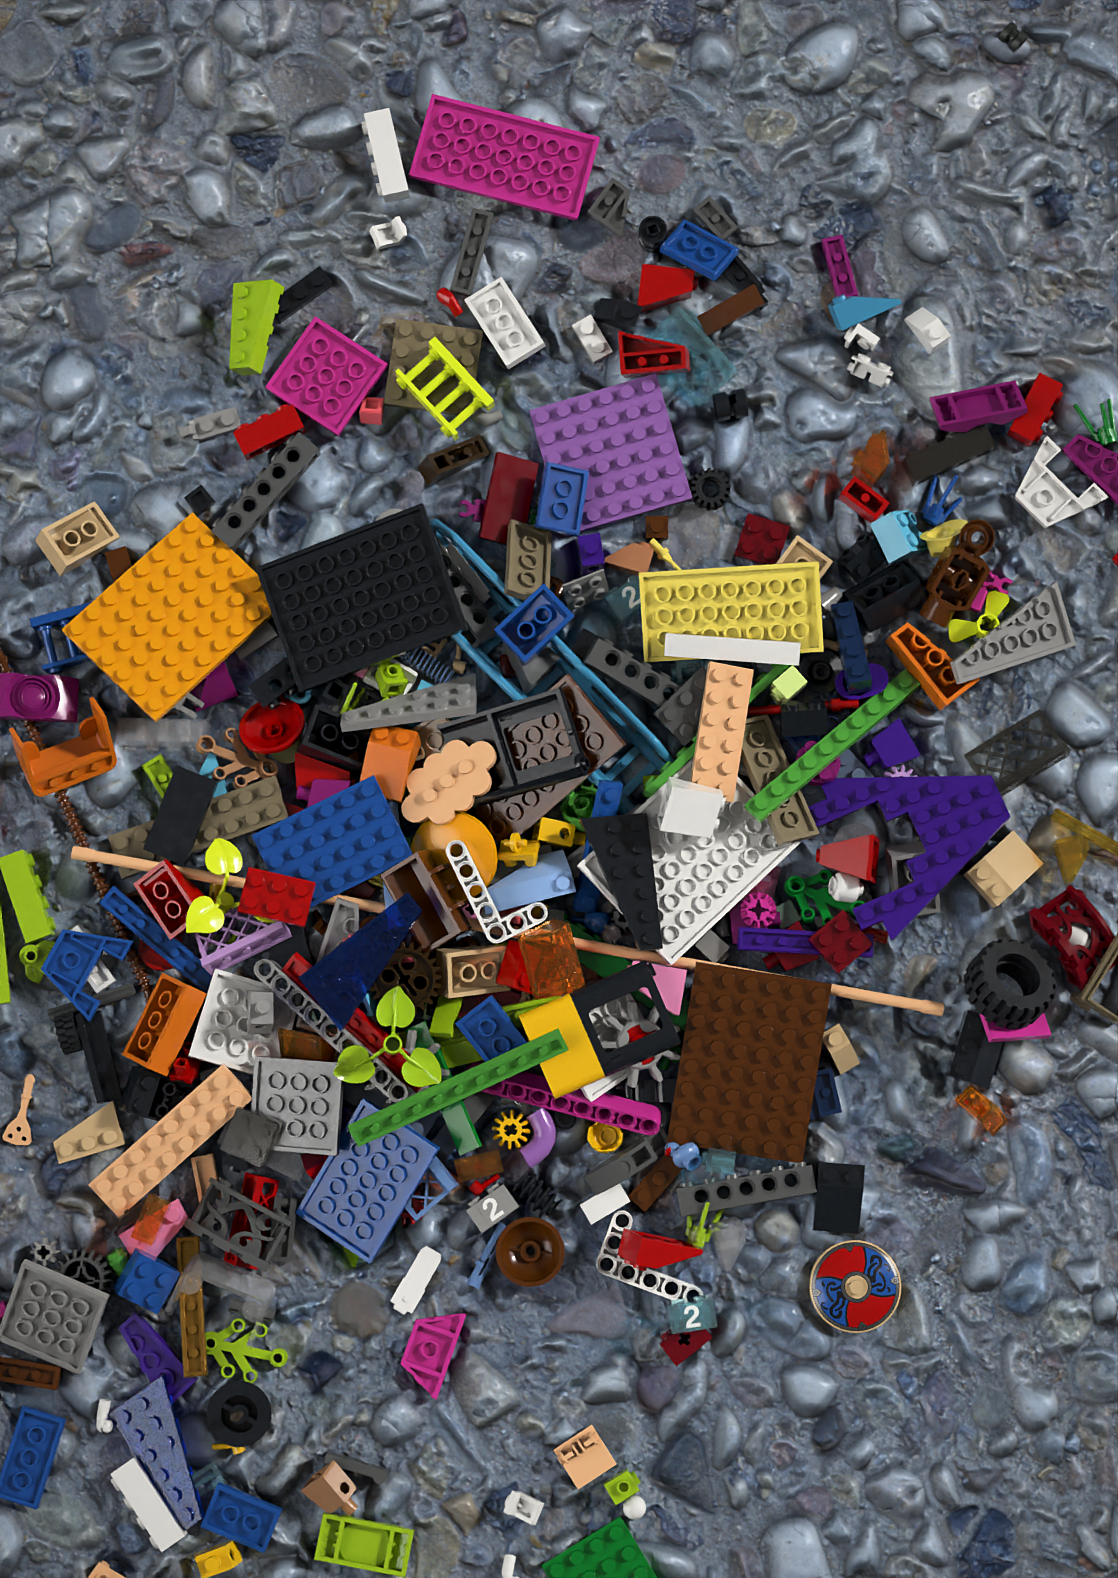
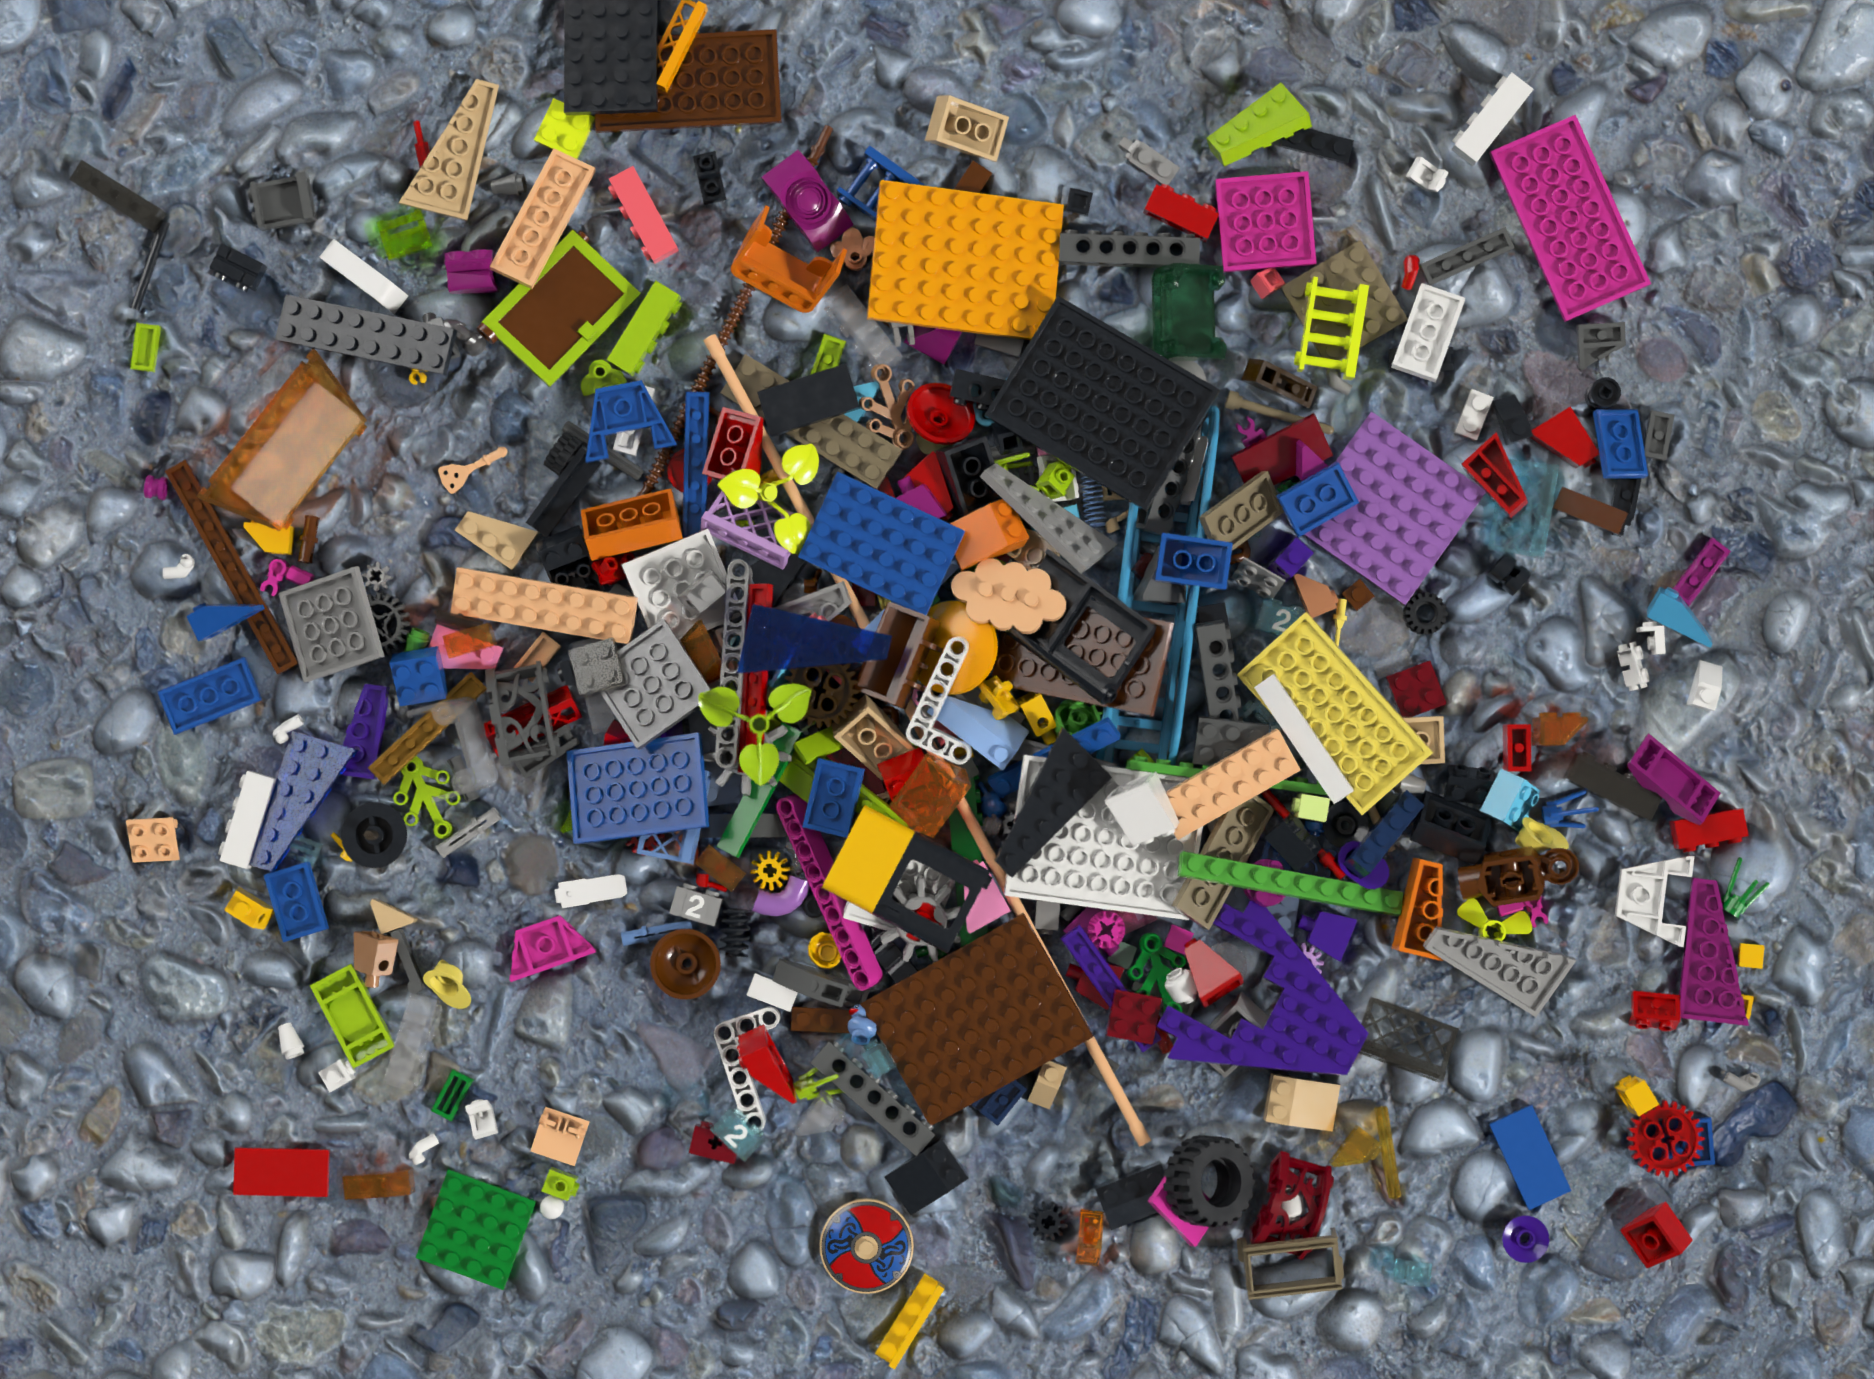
camera: 50 degrees right, 5 degrees up
(97, 689) = (855, 246): none -> nougat plate
(276, 897) = (803, 533): red plate -> none
(293, 1367) = (491, 816): none -> light grey pin
(313, 1453) = (390, 917): none -> tan slope
(344, 486) = (1186, 312): none -> clear green windscreen
(398, 1450) = (447, 984): none -> light yellow piece
(420, 1513) = (412, 1041): none -> clear brick
(440, 503) = (1235, 401): none -> dark tan piece
(458, 1087) = (768, 803): bright green plate -> none
(479, 1497) = (461, 1077): none -> green tile
(527, 484) = (1307, 461): none -> magenta slope
(804, 695) = (1314, 827): none -> blue plate
(807, 863) = (1177, 938): none -> dark pink tile
(938, 1298) = (910, 1320): none -> yellow fence
(952, 1132) = (1043, 1214): none -> black gear

